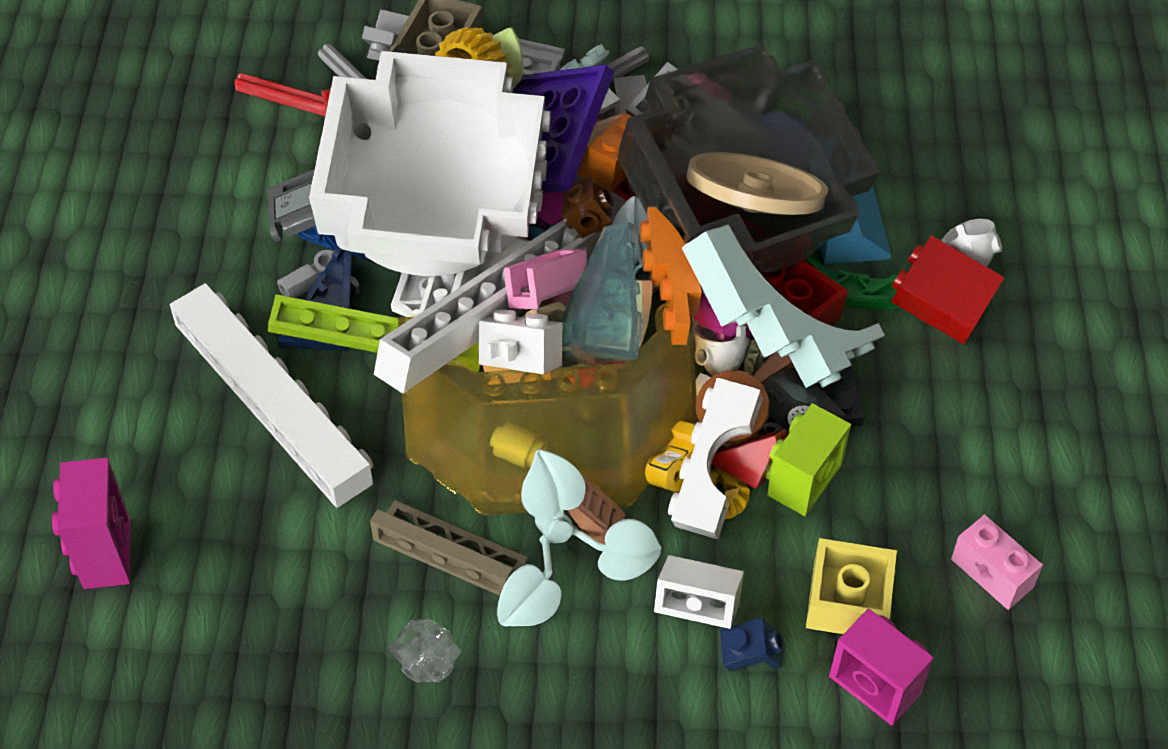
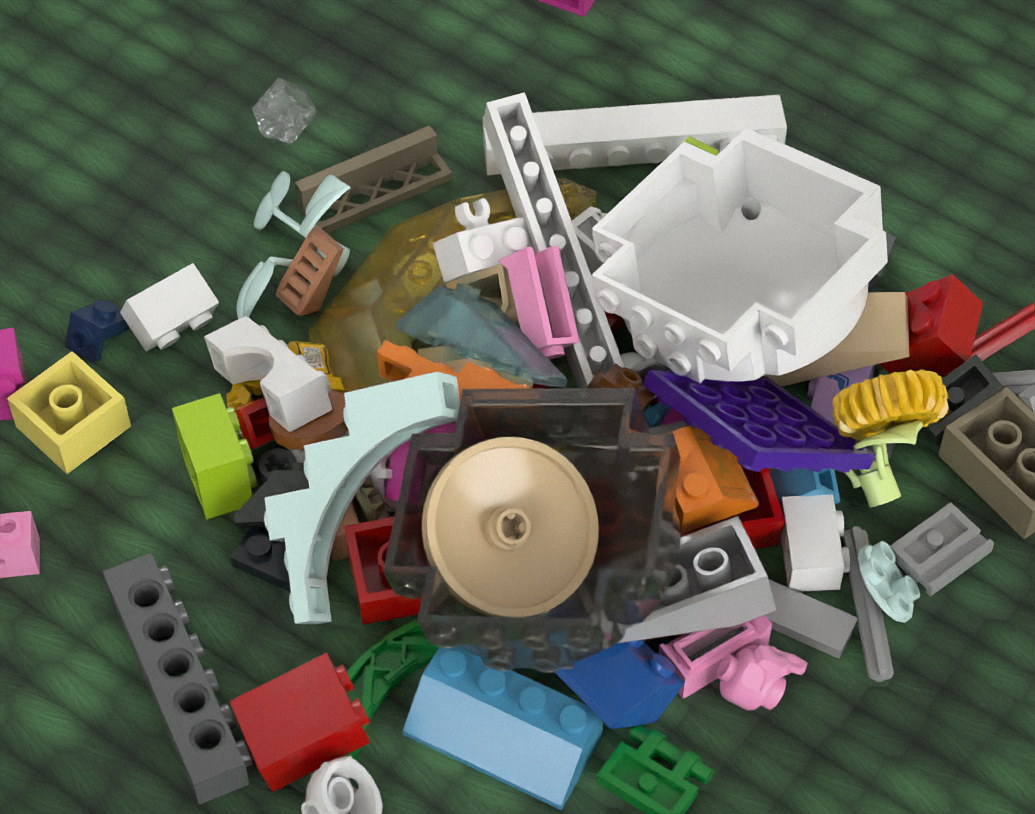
camera: 125 degrees right, 0 degrees up
(975, 388) = (208, 771): none -> dark grey brick

